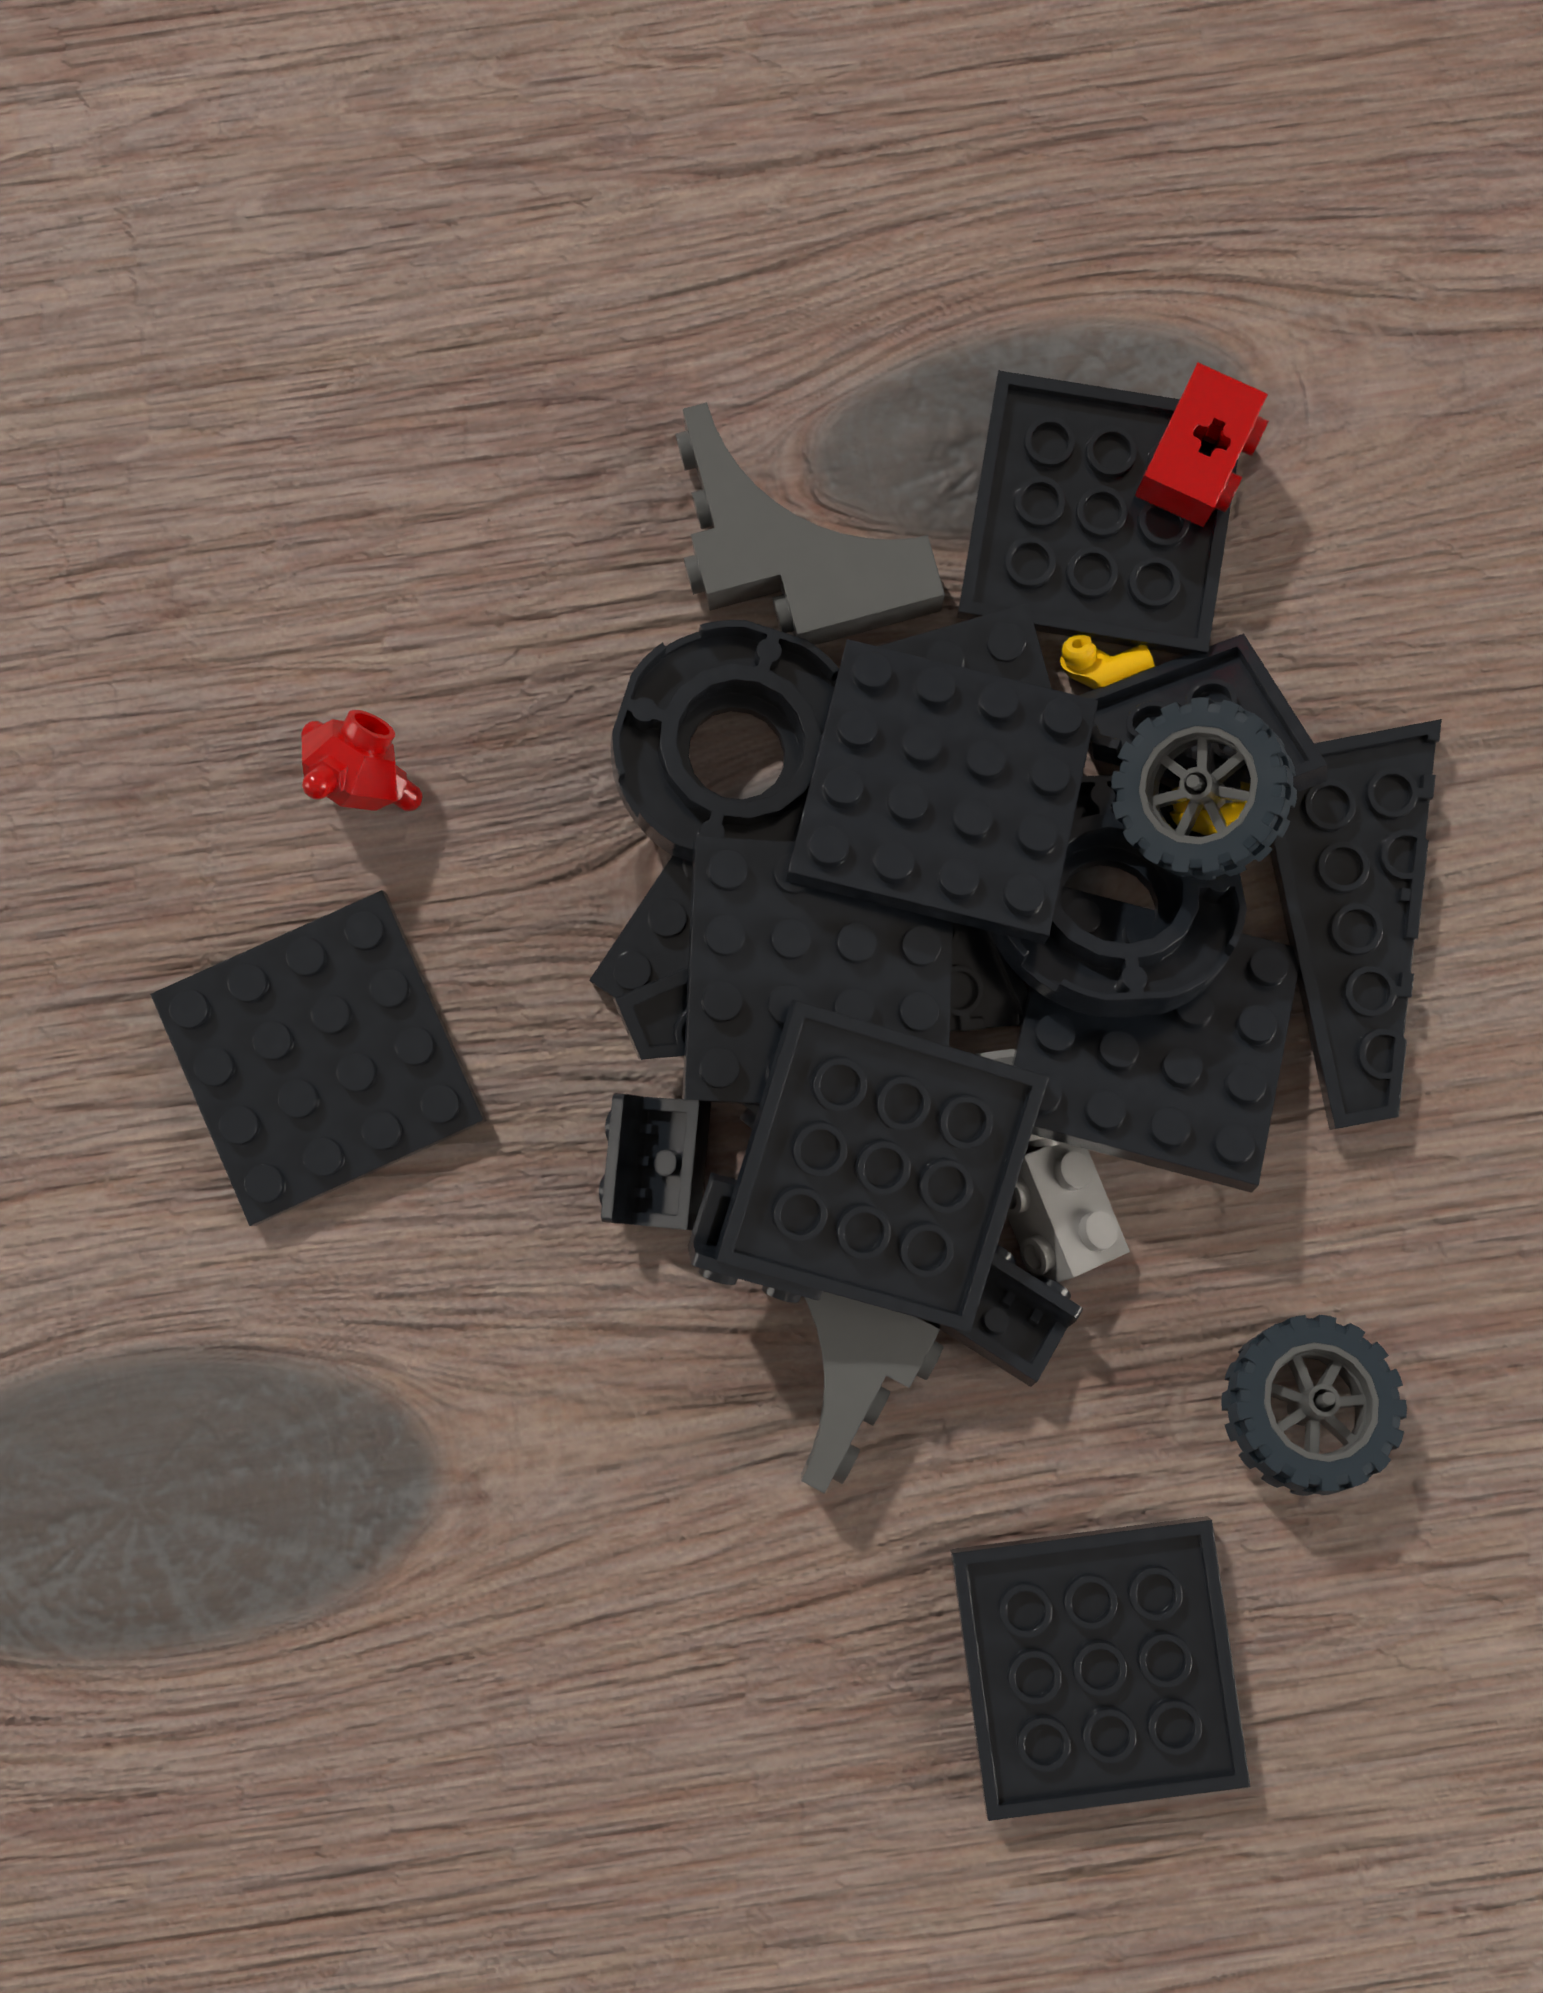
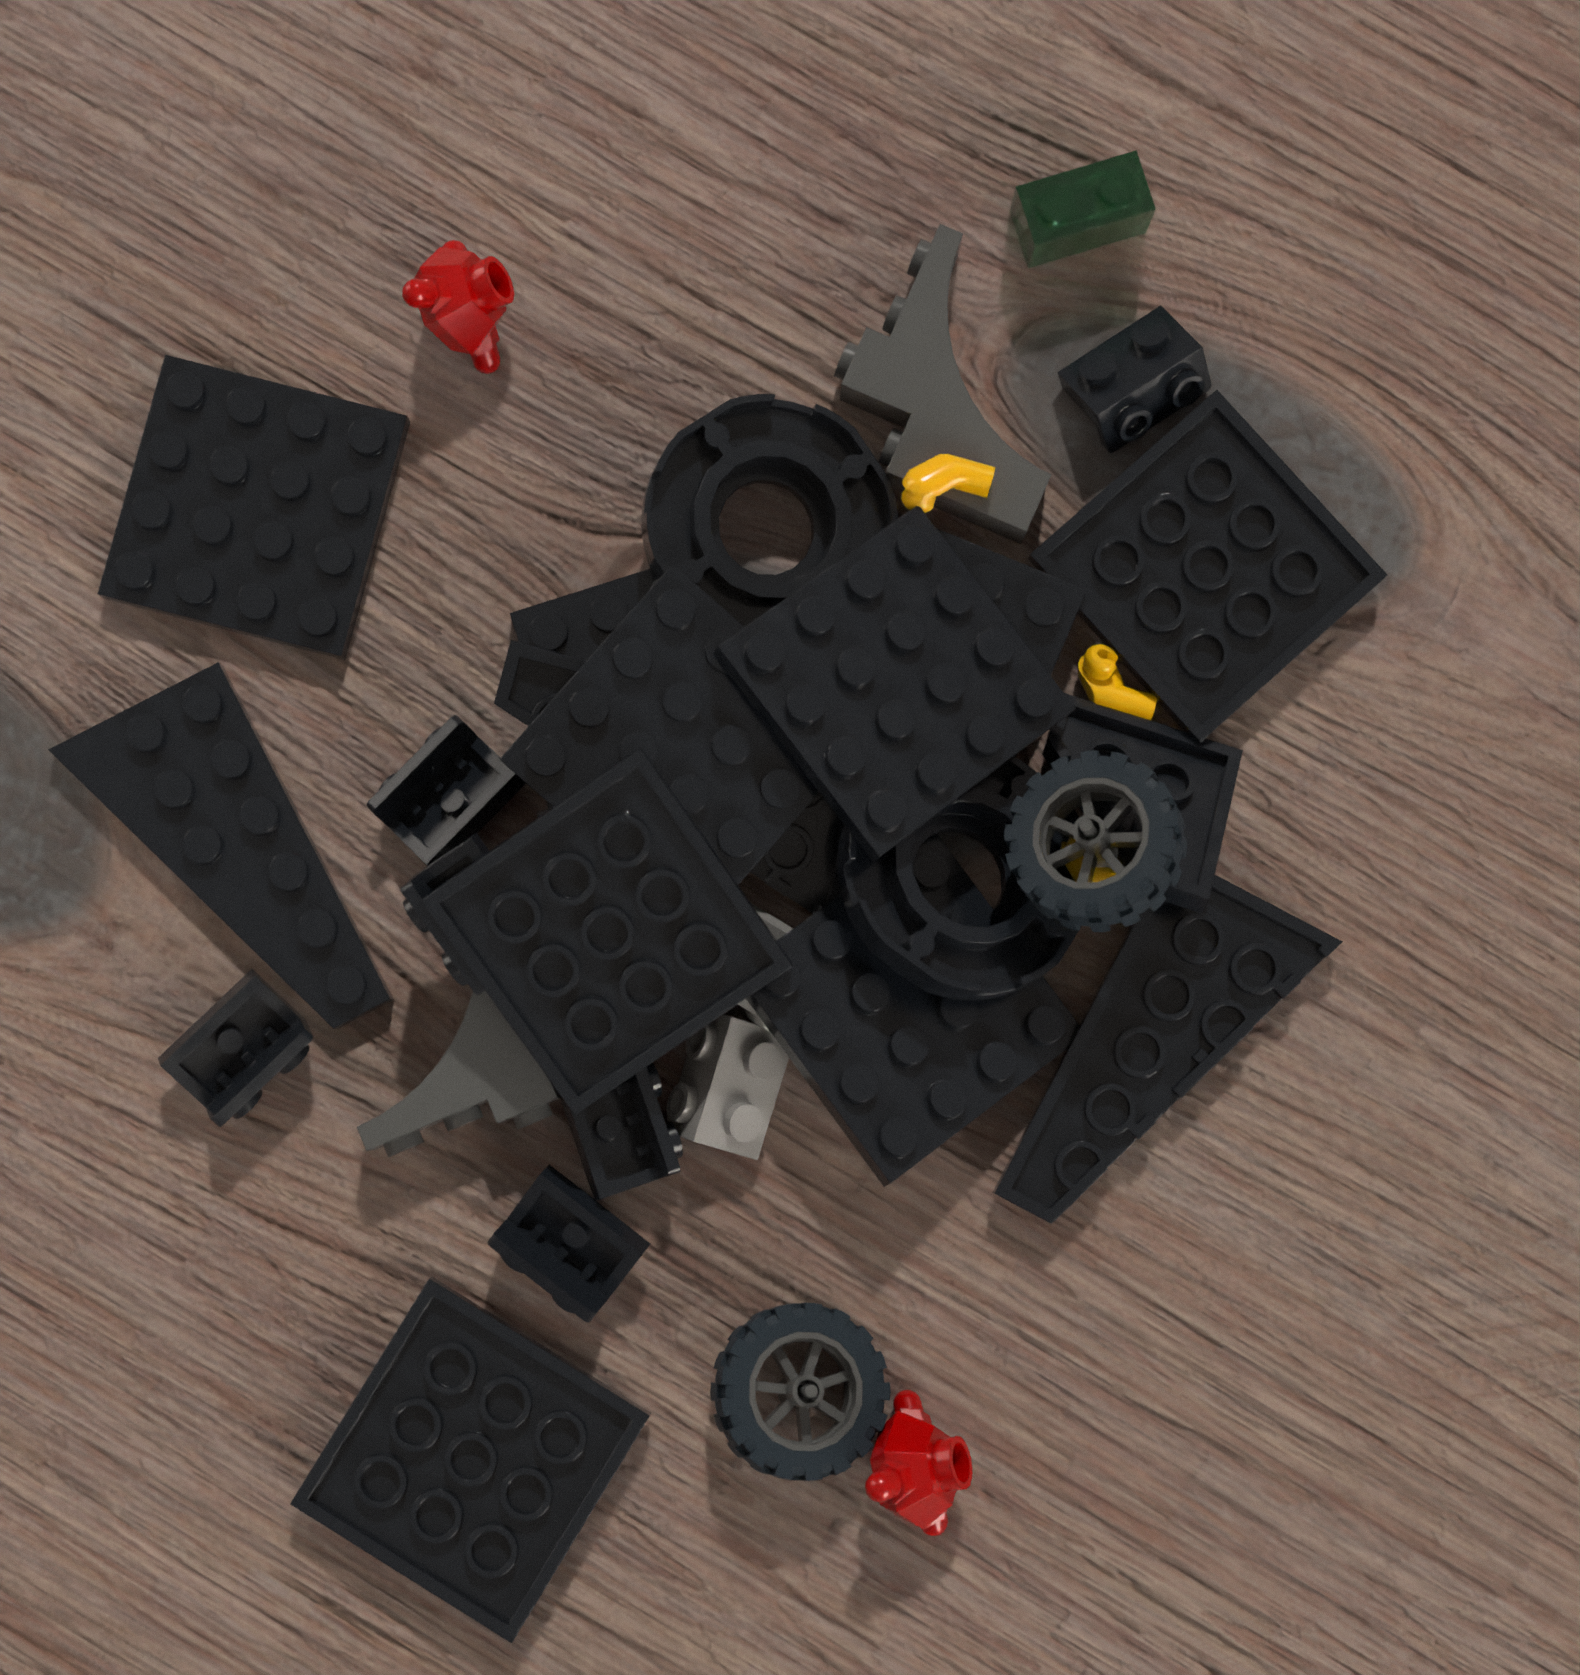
camera: 30 degrees right, 0 degrees up
(480, 1322) = (214, 810): none -> black wing
(654, 1494) = (238, 1048): none -> black bracket
(781, 312) = (1082, 209): none -> clear green brick
(845, 602) = (941, 474): none -> yellow arm
(928, 410) = (1137, 378): none -> black bracket
(1038, 1437) = (568, 1244): none -> black bracket
(1209, 410) = (1350, 548): red brick -> none
(1451, 1388) = (917, 1466): none -> red rock

